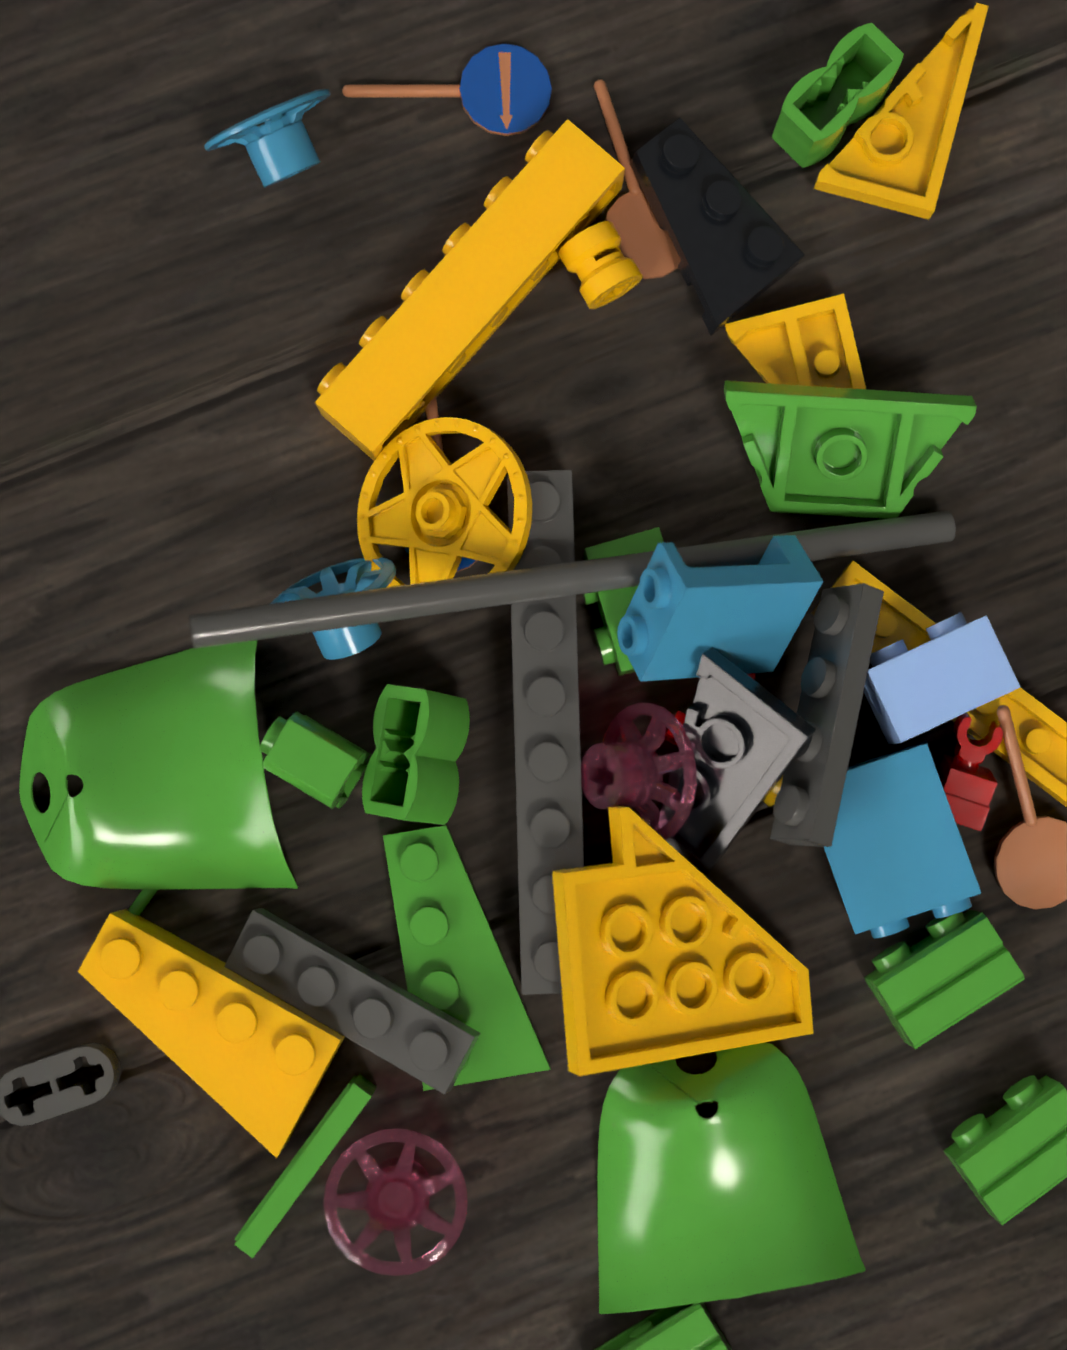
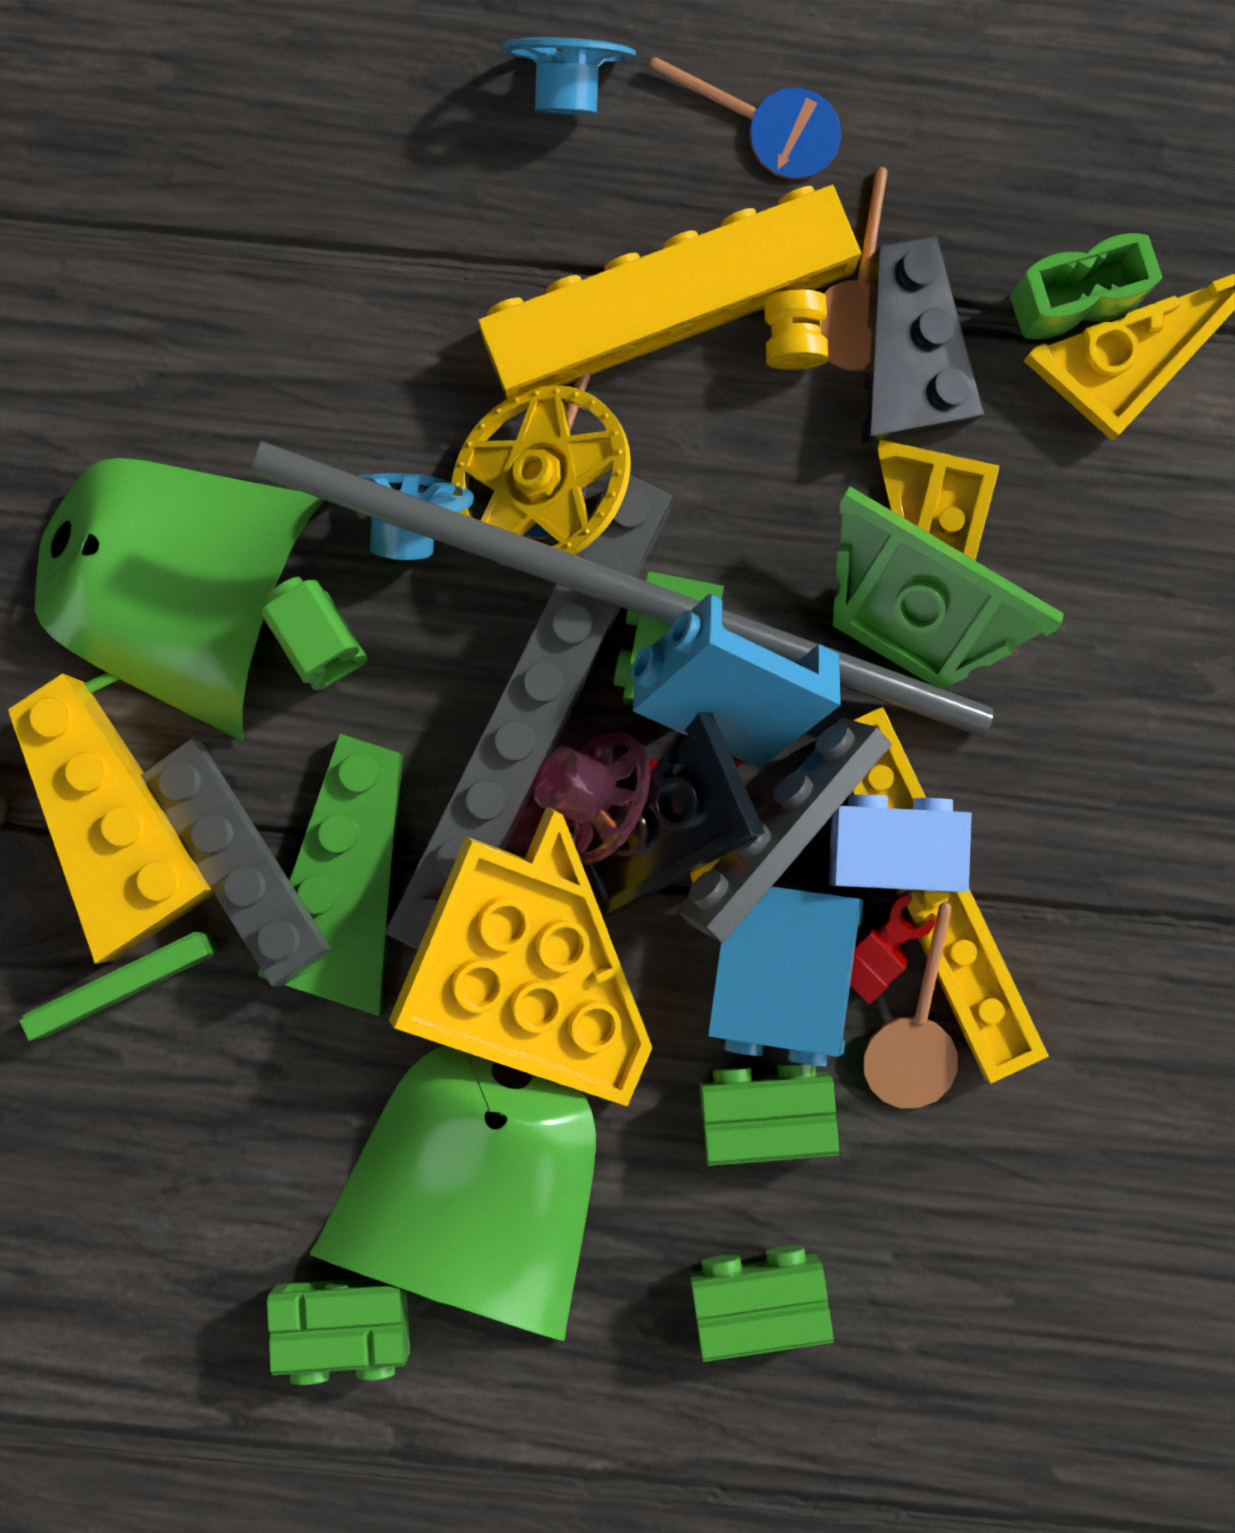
camera: 25 degrees right, 0 degrees up
(396, 1201) = (181, 1057): clear pink wheel -> none
(415, 755) = (404, 676): bright green brick -> none

